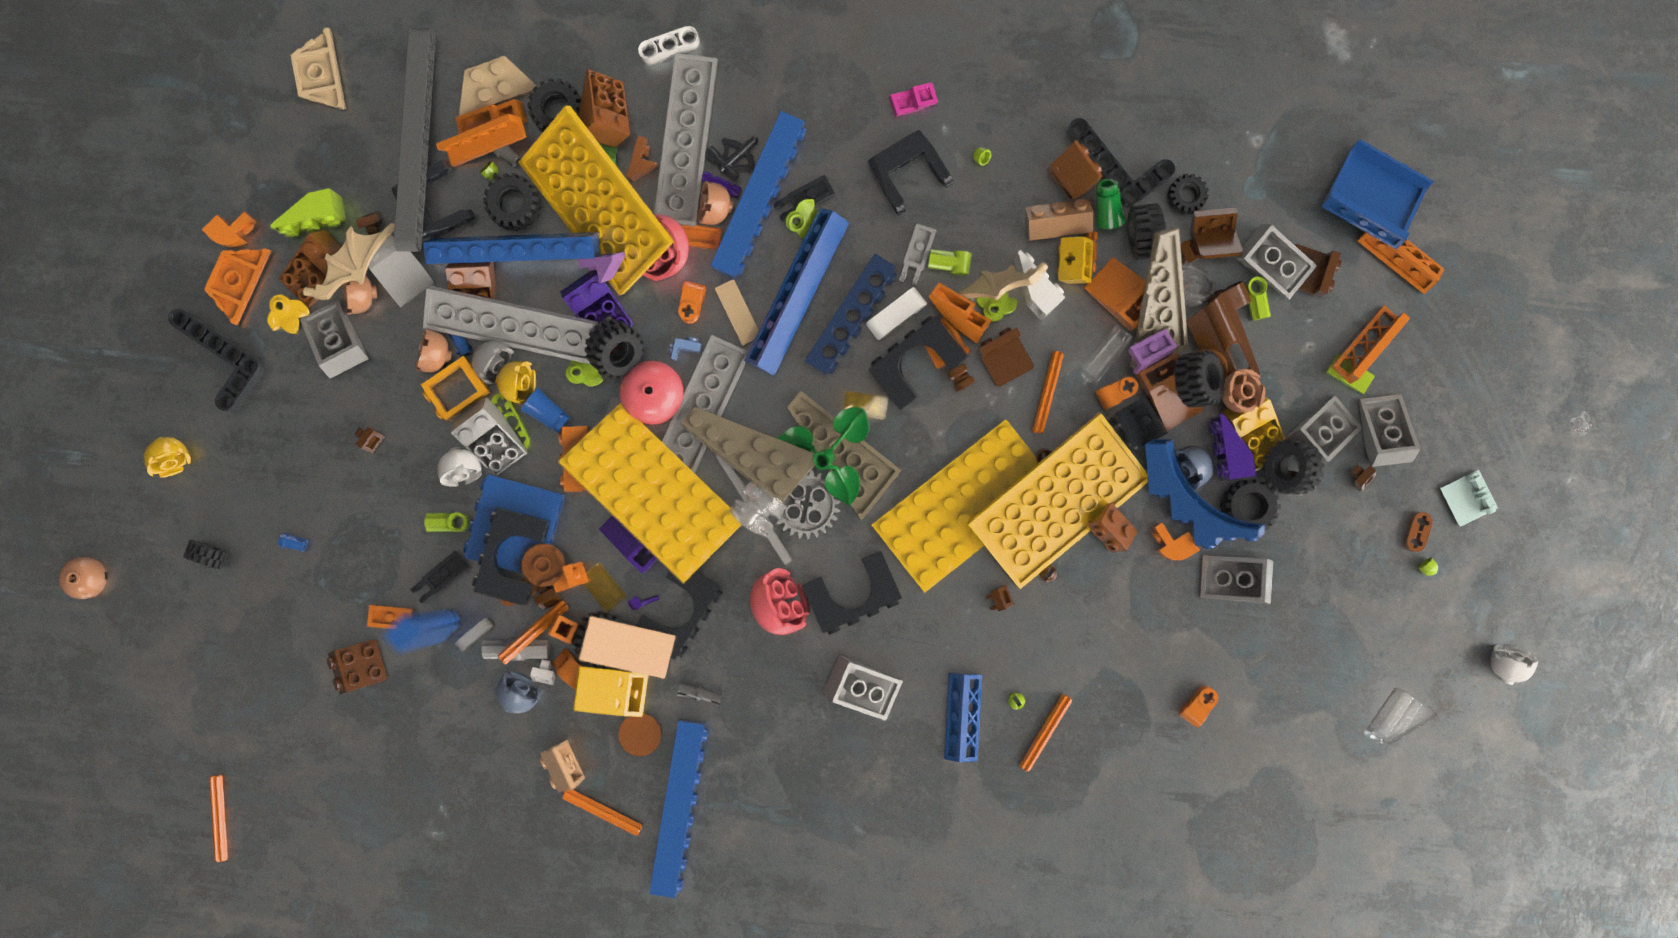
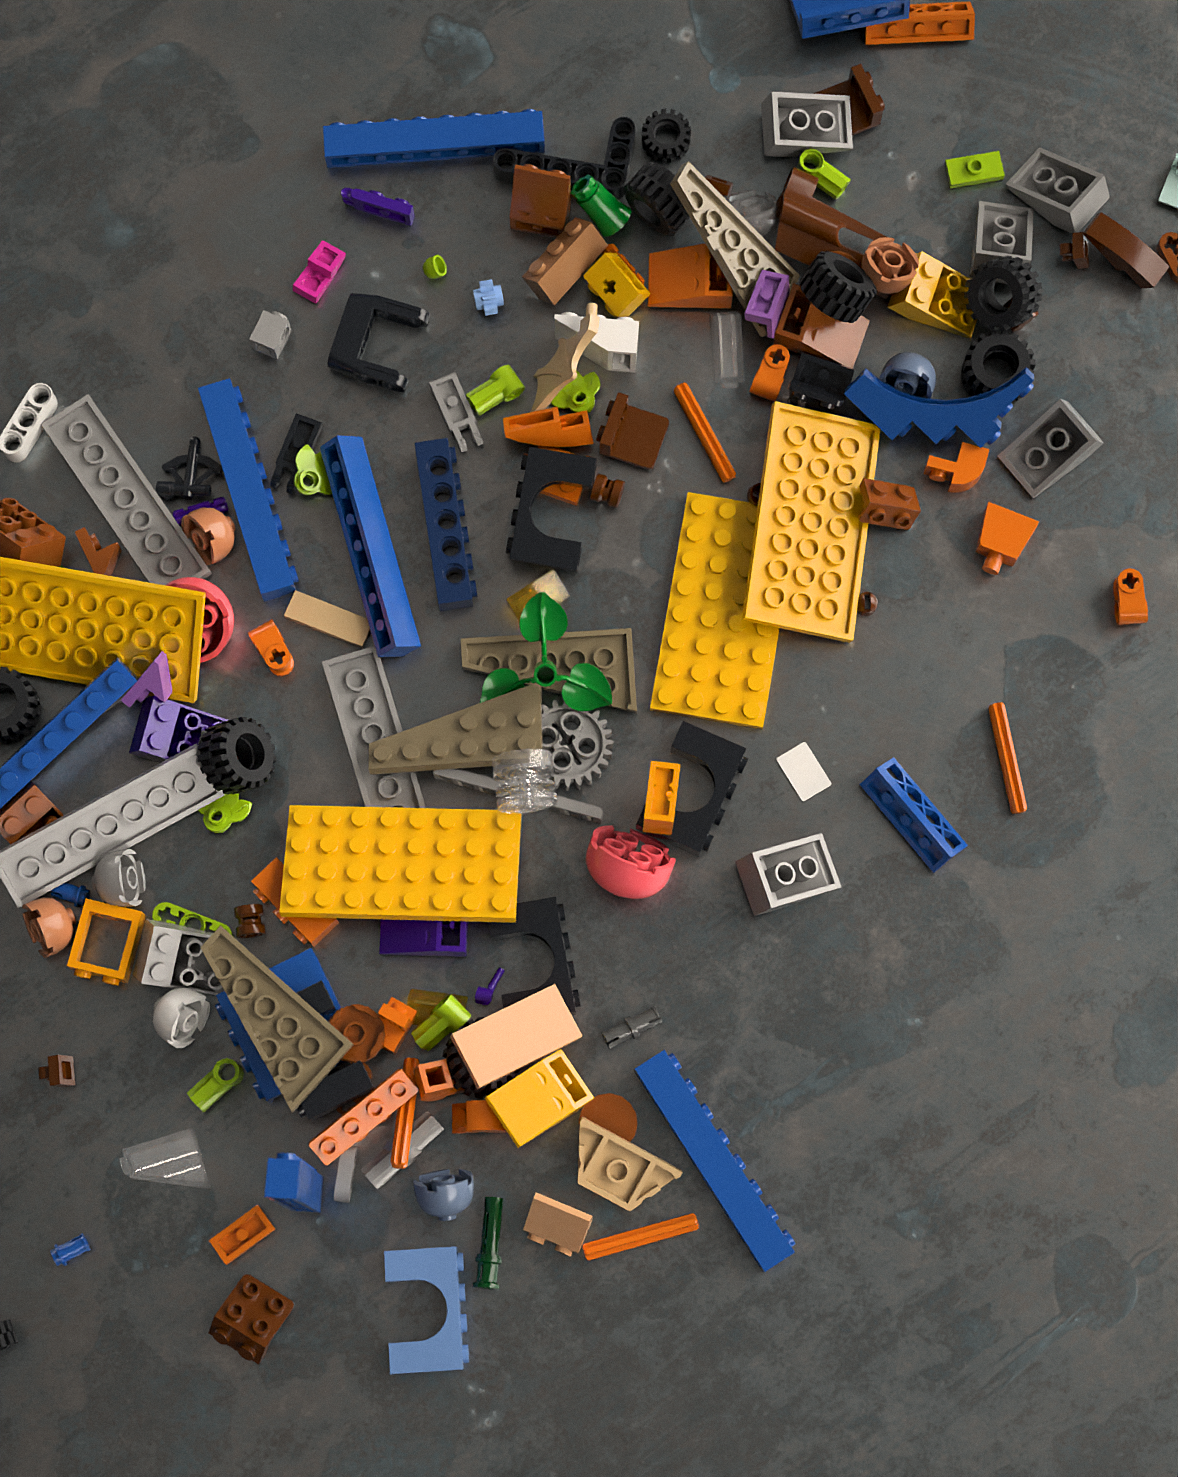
camera: 45 degrees left, 10 degrees down
(384, 541) = (167, 1161): none -> clear slope
(441, 575) = (258, 1144): black hinge -> none
(478, 732) = (446, 1348): none -> medium blue arch
(502, 527) = (285, 1029): none -> dark tan wing
(507, 614) = (363, 1117): none -> orange bracket
(510, 749) = (488, 1258): none -> dark green pin
(516, 381) = (162, 878): yellow cylinder -> none
(541, 452) = (249, 921): none -> reddish brown wheel
(543, 673) = (454, 1149): white tile -> none
(545, 411) = (219, 882): blue plant -> none
(547, 597) = (387, 1065): reddish brown tile -> none
(600, 599) = (445, 1018): none -> lime piece
(623, 766) = (619, 1168): none -> tan wing
(662, 402) = (322, 785): coral cylinder -> none
(689, 344) = (307, 692): medium blue bracket -> none
(703, 236) = (231, 574): orange tile -> none
(815, 594) = (661, 797): none -> light orange window
(852, 113) = (270, 333): none -> light grey brick
(896, 314) = (488, 484): white beam -> none
(925, 636) = (803, 771): none -> white sticker
(981, 86) = (376, 204): none -> dark purple hinge
(995, 202) = (488, 297): none -> light blue gear
(1001, 598) = (844, 665): reddish brown tile -> none
(1012, 703) = (947, 757): lime hinge -> none
(1050, 76) = (432, 138): none -> blue brick
(1161, 606) = (1003, 536): none -> orange torso
(1216, 233) = (724, 147): reddish brown bracket -> none
(1232, 454) = (930, 331): dark purple slope -> none
(1376, 348) = (976, 125): orange fence -> none
(1391, 503) = (1126, 251): none -> reddish brown slope

